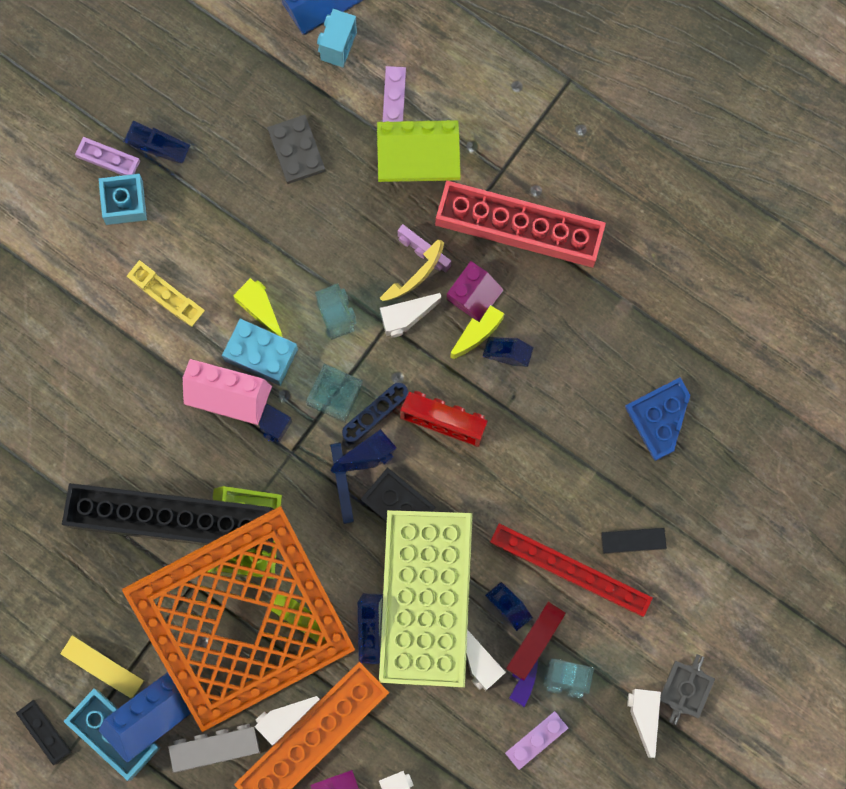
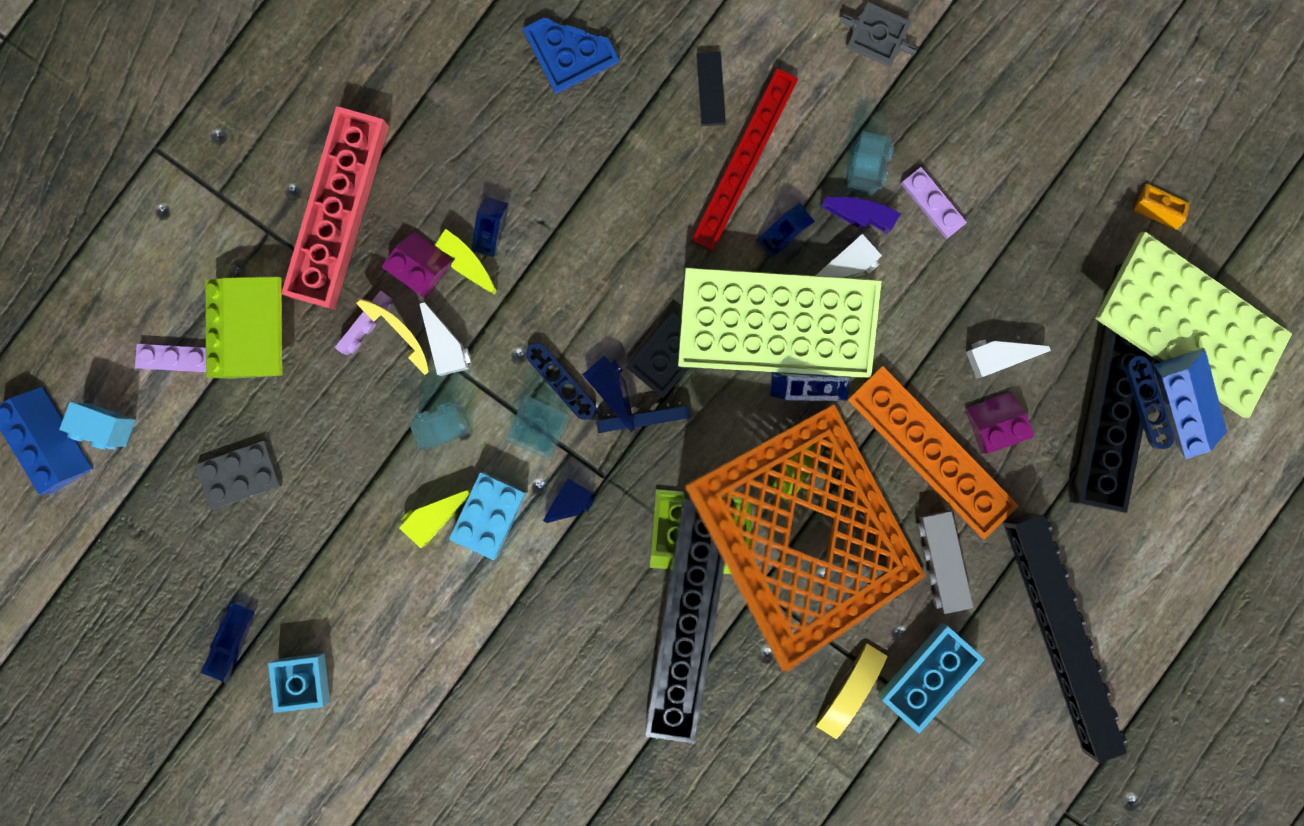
camera: 85 degrees left, 10 degrees up
(43, 732) = (924, 754): black tile -> none
(107, 157) = (246, 702): lavender plate -> none
(145, 718) = (918, 641): blue slope -> none
(165, 294) = (416, 628): light yellow slope -> none
(225, 391) = (537, 555): bright pink slope -> none
(281, 720) = (912, 485): white slope -> none
(443, 418) = (569, 300): red slope -> none
(536, 641) = (827, 197): dark red slope -> none
(645, 714) = (904, 80): white slope -> none

